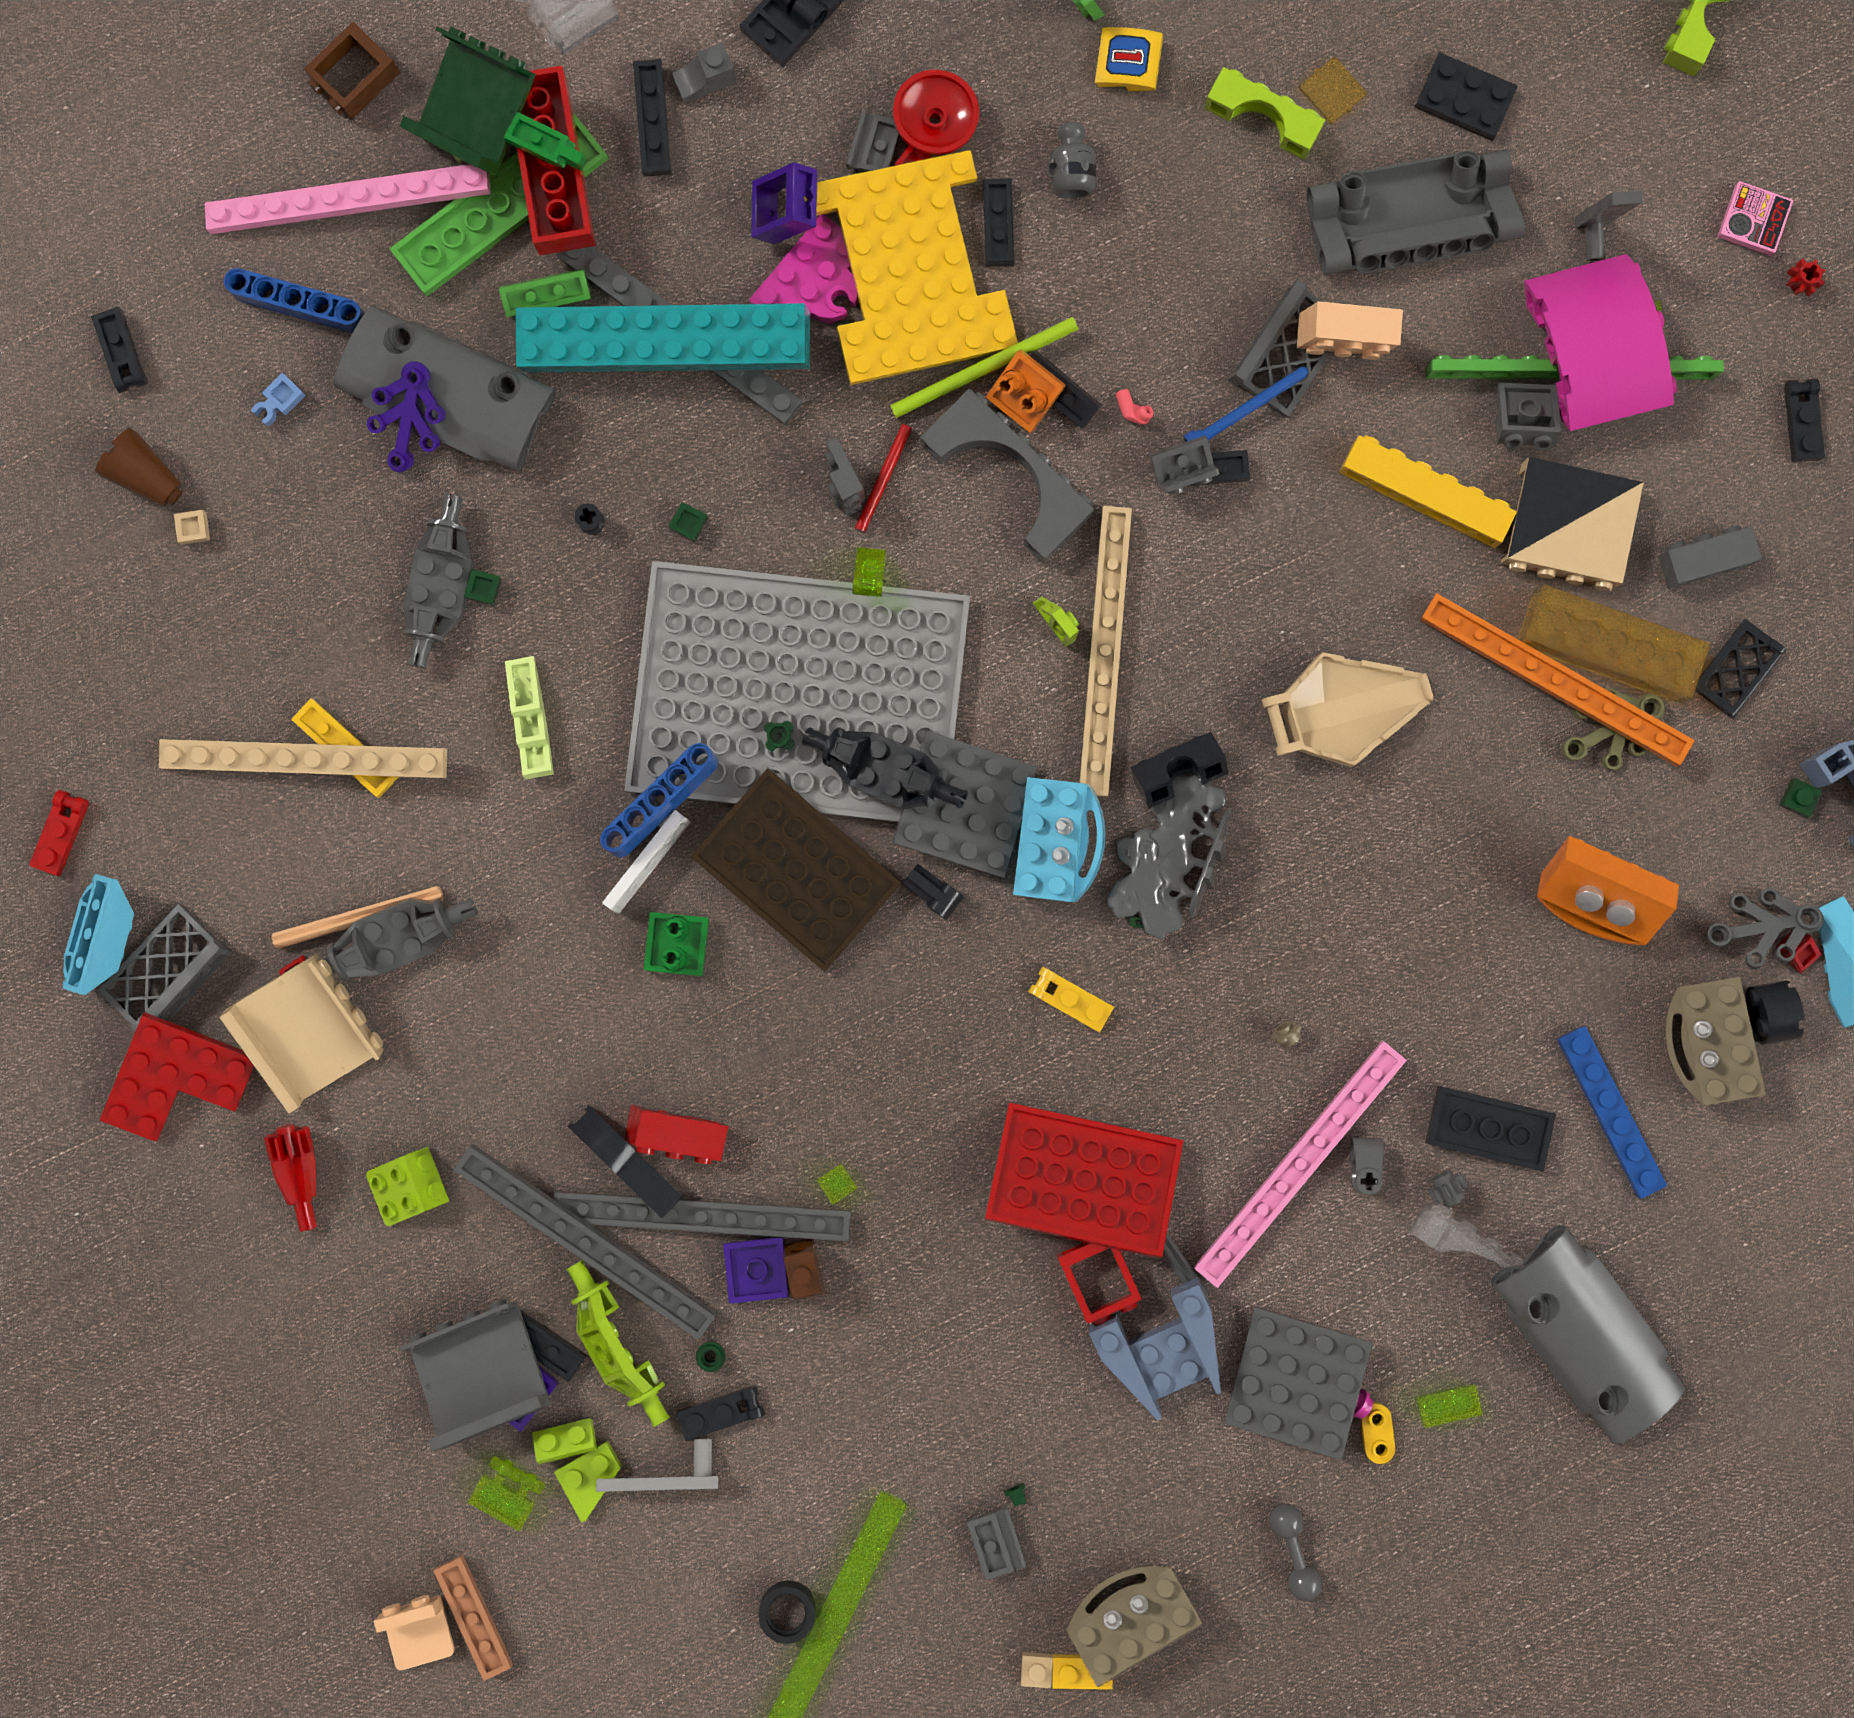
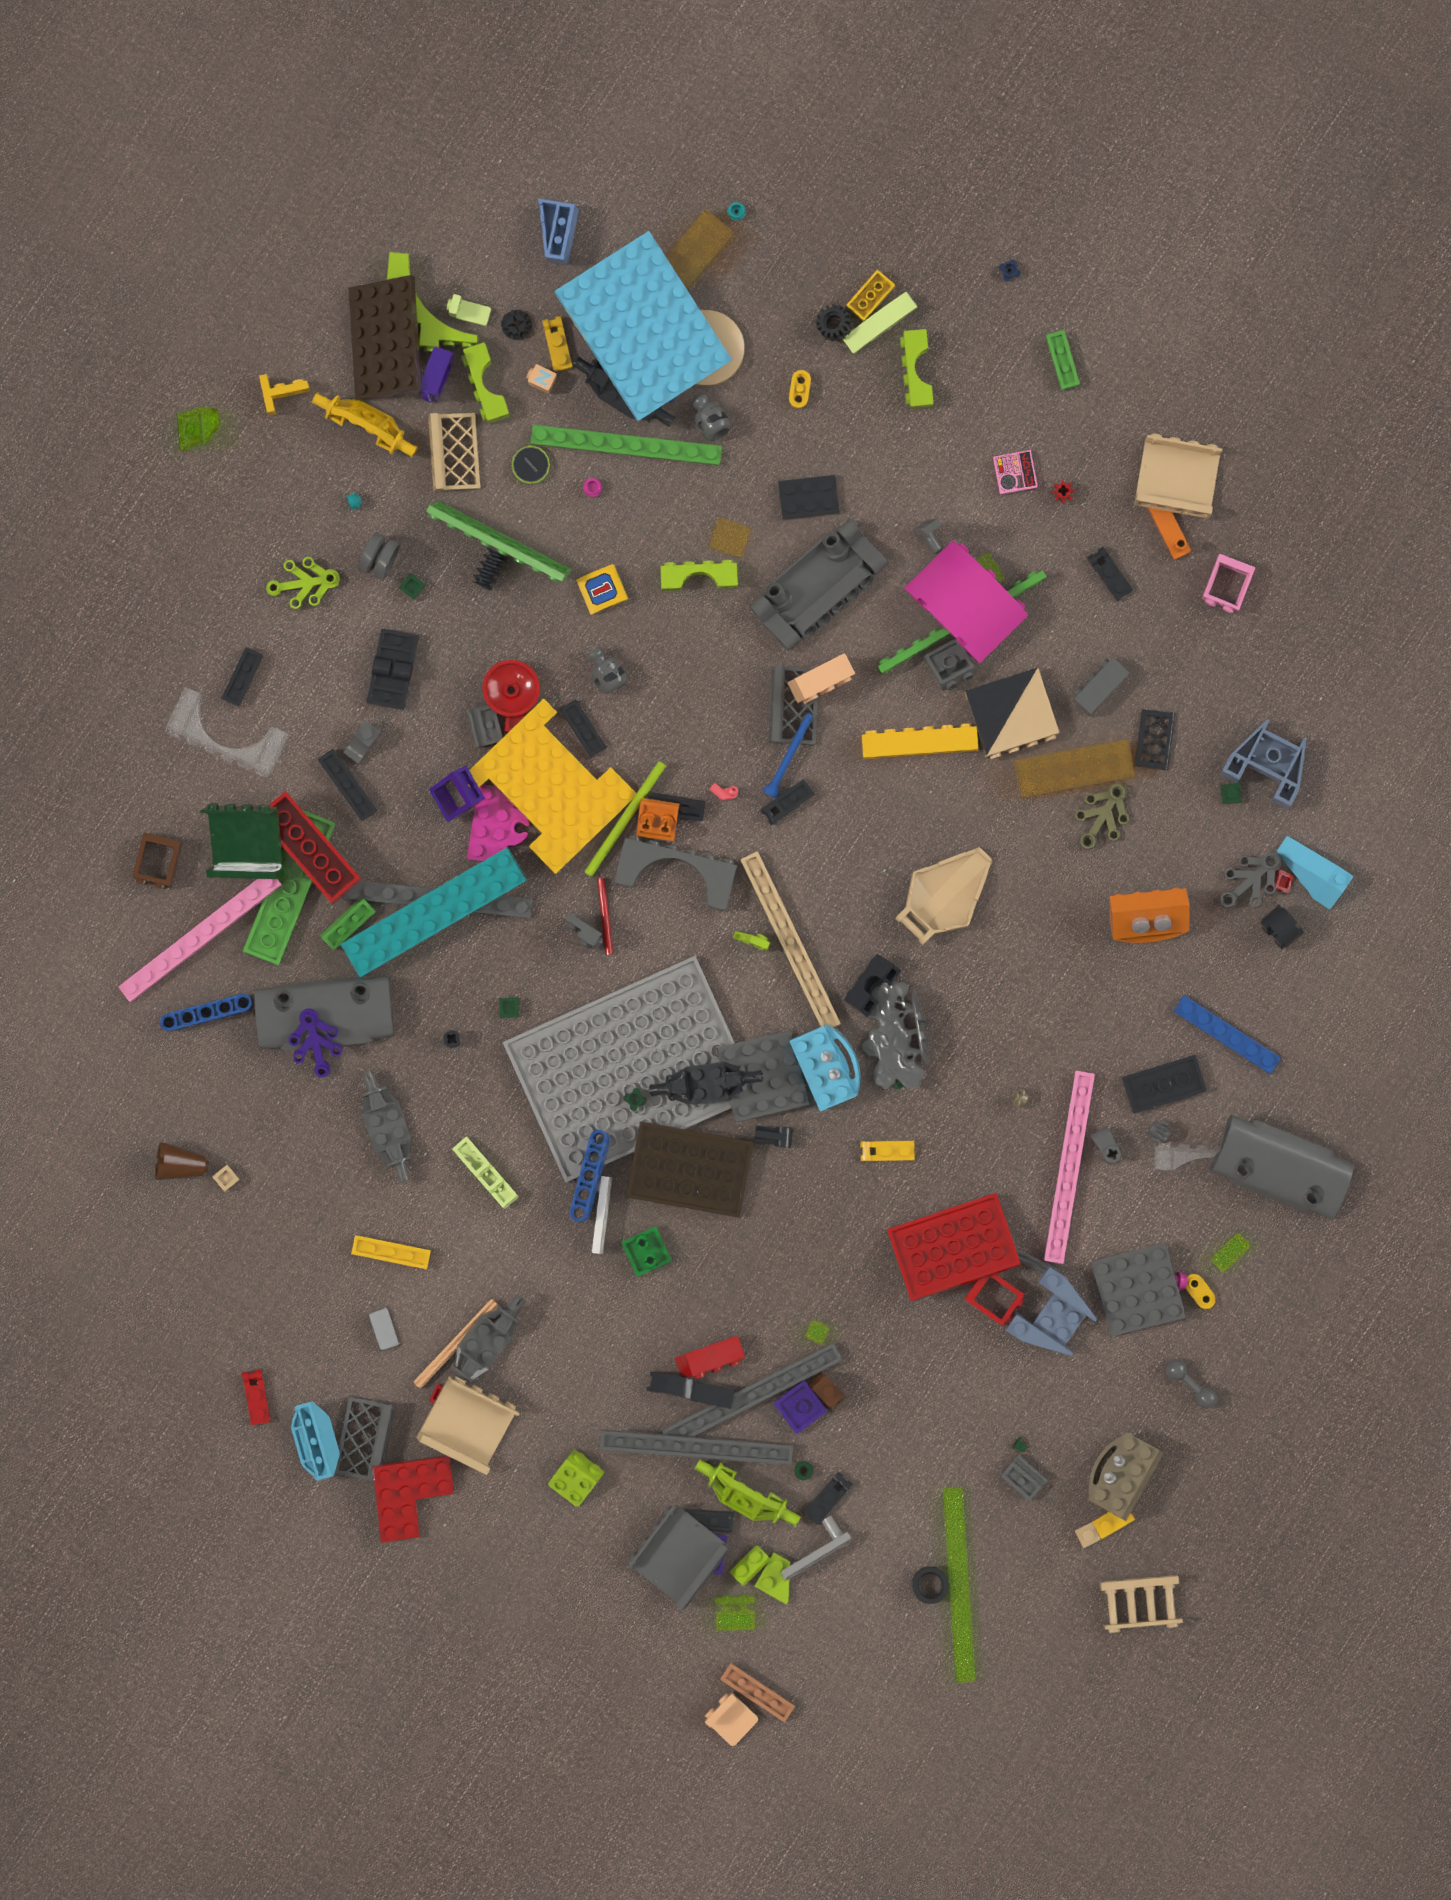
camera: 35 degrees left, 0 degrees up
(118, 349) = (120, 1100): black plate -> none
(274, 842) = (383, 1329): none -> slope
(281, 396) = (231, 1072): medium blue plate -> none
(294, 1170) = (500, 1495): red piece -> none
(303, 758) = (371, 1272): tan plate -> none
(482, 587) = (414, 1114): dark green plate -> none
(543, 142) = (303, 843): green hinge -> none
(869, 572) = (630, 976): clear neon green plate -> none
(1183, 465) = (773, 811): dark grey bracket -> none
(1557, 680) = (1054, 808): orange plate -> none
(1716, 1042) = (1259, 961): dark tan piece -> none

